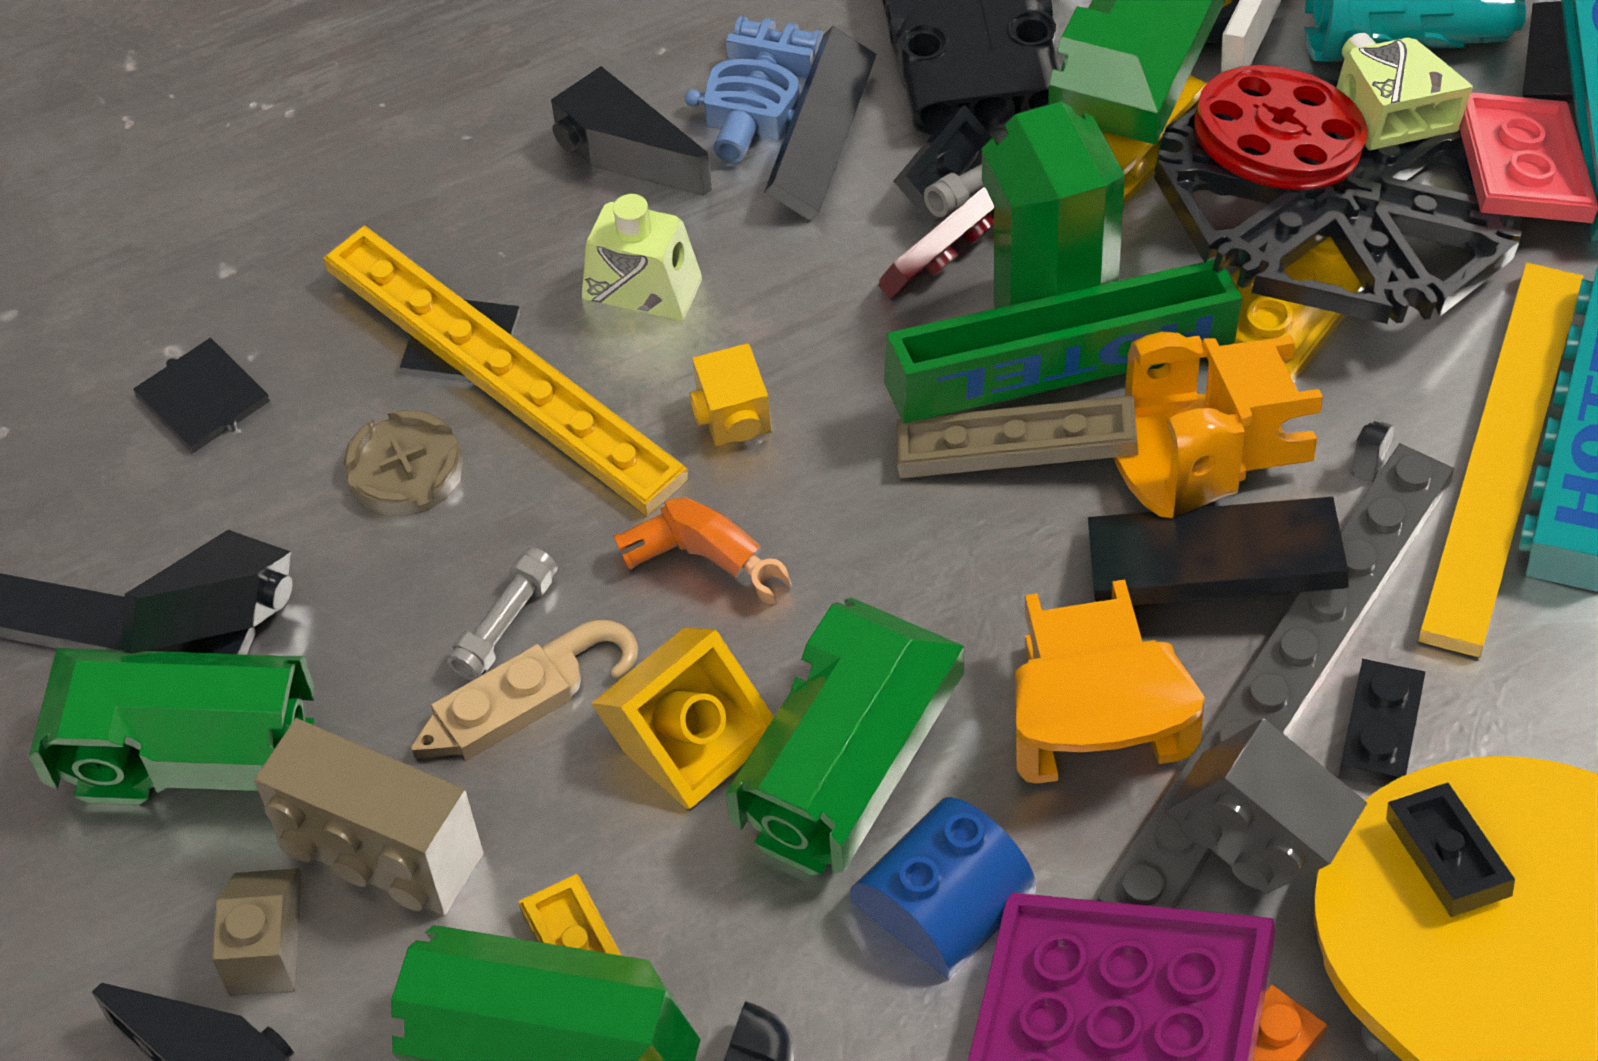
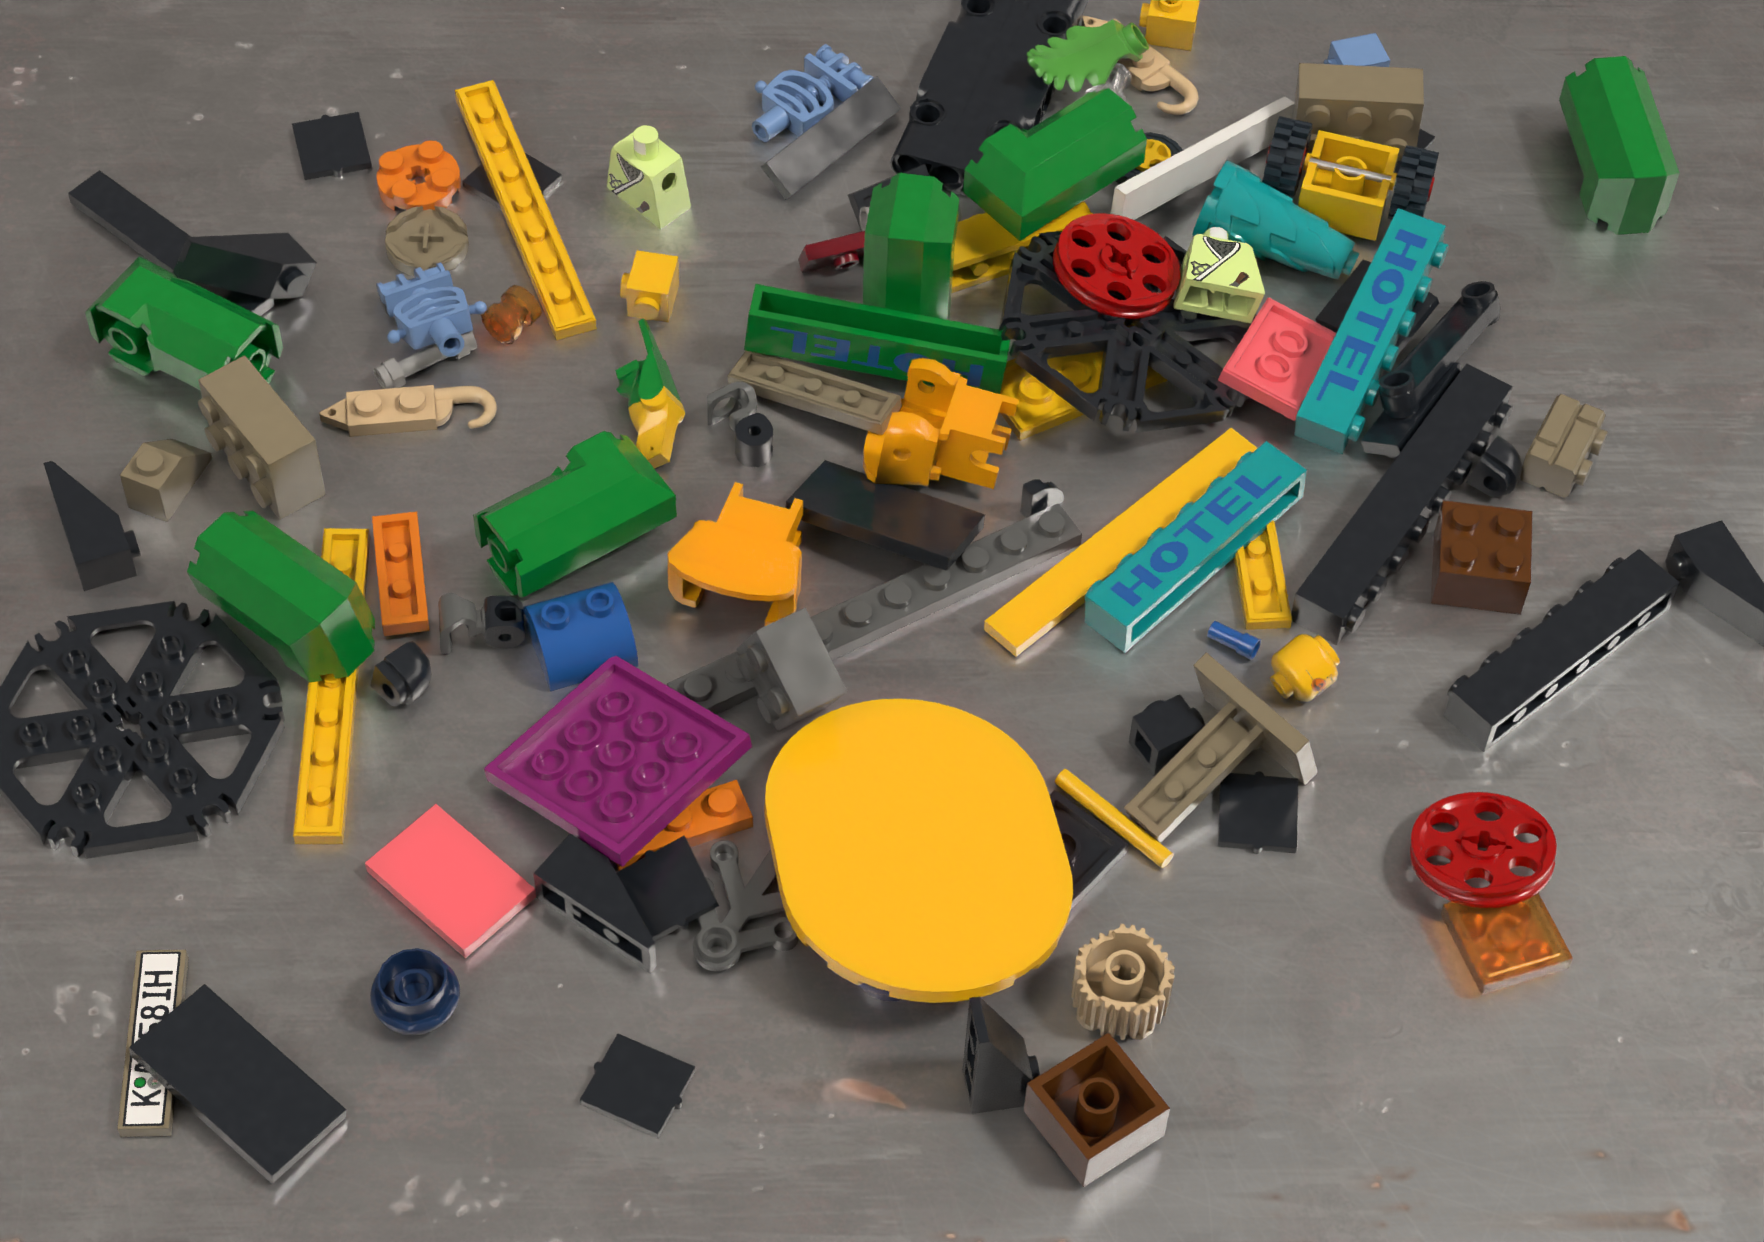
camera: 20 degrees right, 0 degrees up
(339, 362) = (414, 161): none -> orange plate
(473, 548) = (429, 310): none -> medium blue torso
(578, 514) = (509, 316): none -> clear orange wheel
(626, 135) = (697, 91): black slope -> none
(660, 915) = (400, 574): none -> orange plate
(686, 714) = (490, 462): yellow slope -> none
(702, 533) = (576, 362): orange arm -> none
(828, 539) = (652, 401): none -> animal
(828, 918) = (498, 620): none -> leg
(983, 523) = (751, 428): none -> leg
(1381, 723) = (921, 664): black plate -> none
(1450, 849) = (887, 746): black plate -> none

